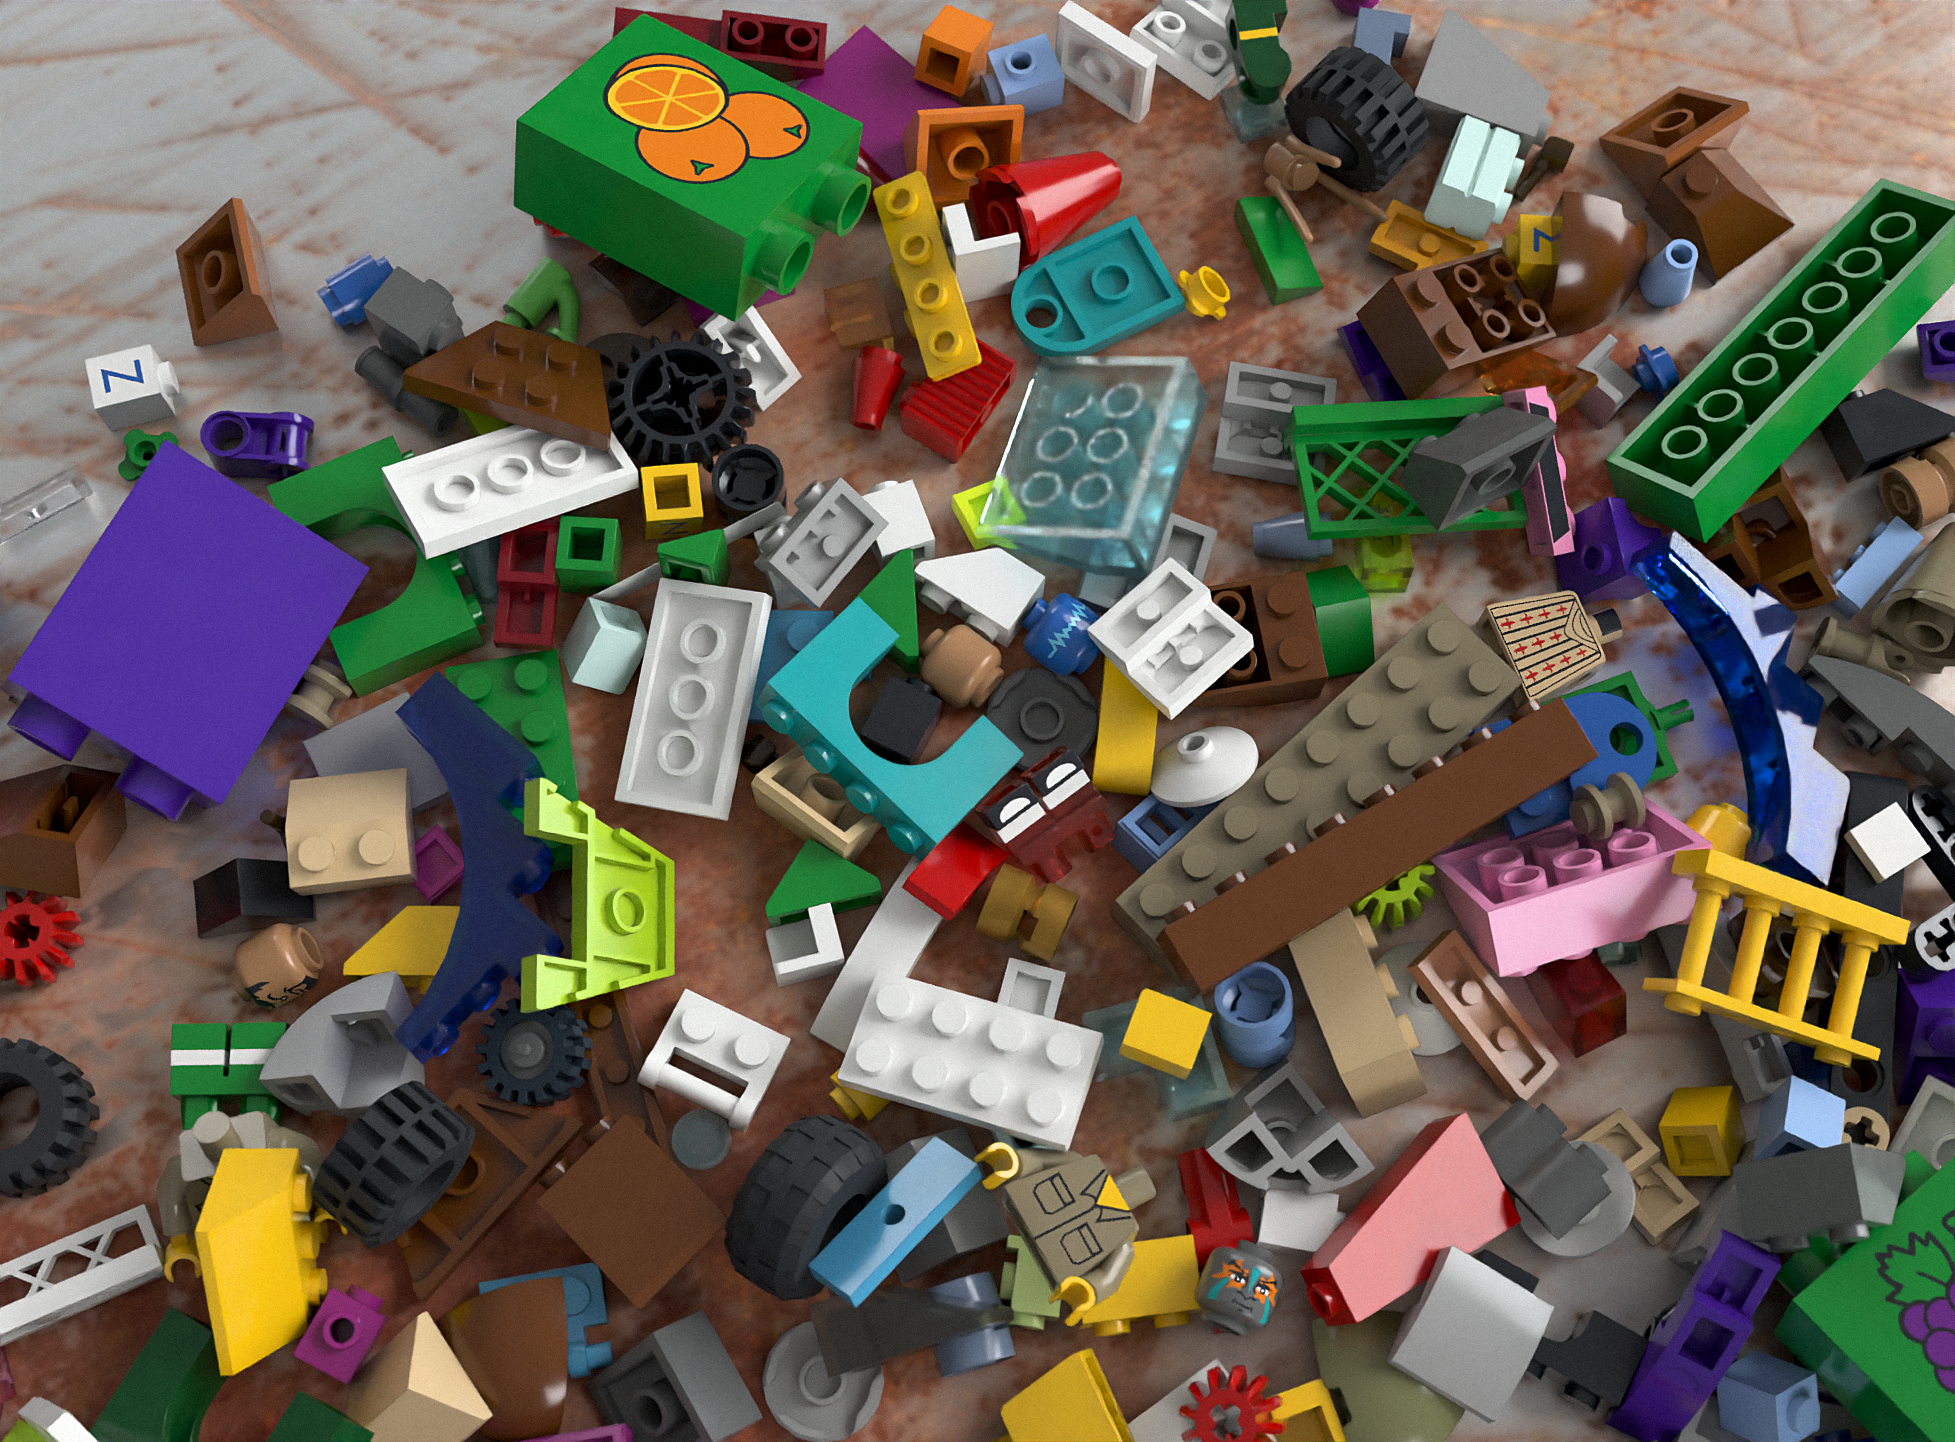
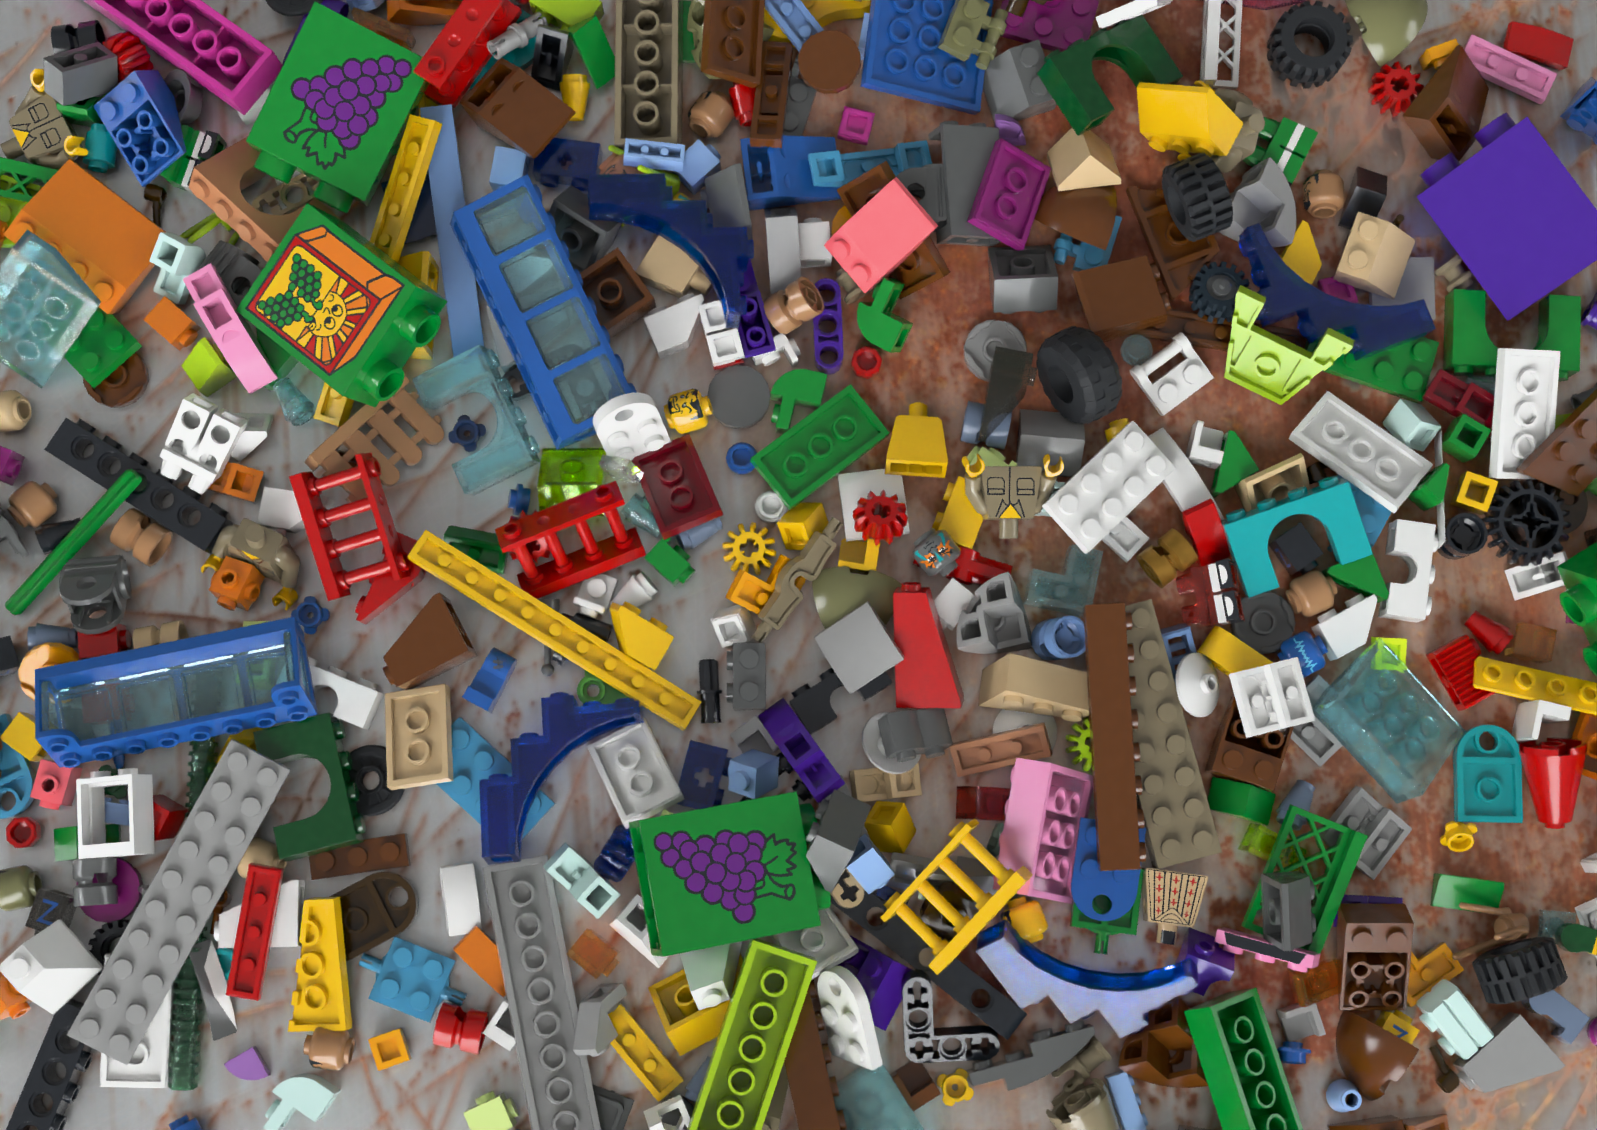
camera: 120 degrees right, 10 degrees up
(343, 1333) = (1130, 146): magenta brick -> none
(820, 540) = (1413, 551): light grey bracket -> none
(895, 1221) = (1051, 408): dark azure tile -> none
(1165, 1033) = (1073, 580): yellow panel -> none
(1596, 811) = (1072, 859): dark tan wheel -> none
(1887, 842) = (980, 1002): white tile -> none

